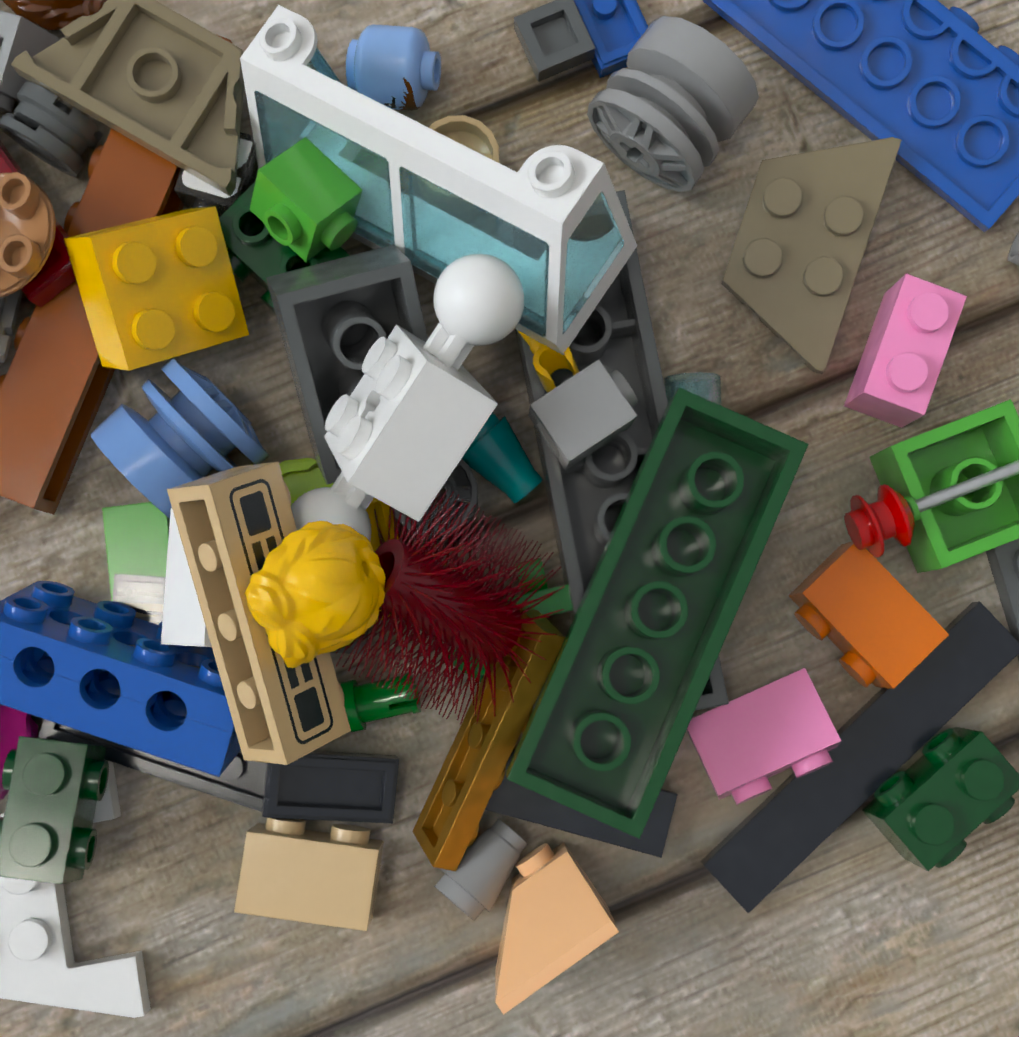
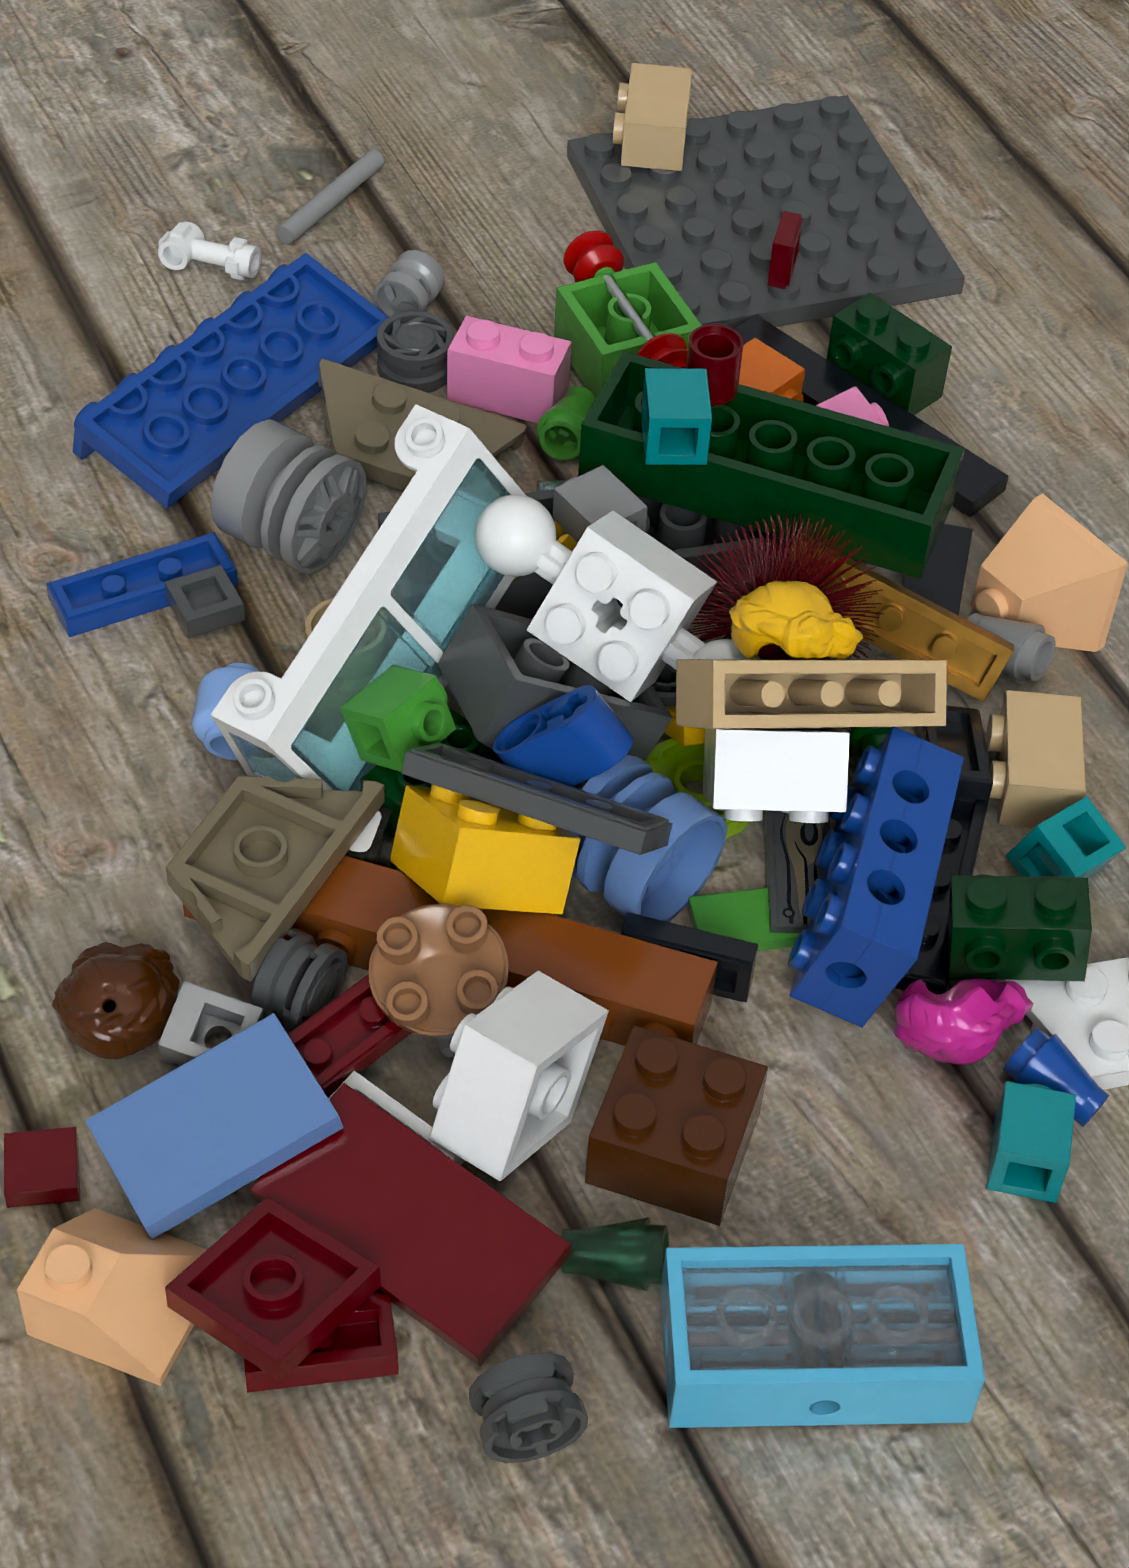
camera: 90 degrees left, 35 degrees down
(70, 491) = (734, 956): none -> black tile
(159, 325) = (538, 798): none -> dark grey tile
(185, 885) = (1067, 844): none -> teal brick
(233, 354) = (565, 738): none -> blue beam
(661, 486) = (676, 416): none -> teal brick
(774, 528) = (720, 353): none -> dark red beam
(826, 418) = (561, 425): none -> bright green cone
(946, 248) = (415, 350): none -> dark grey wheel

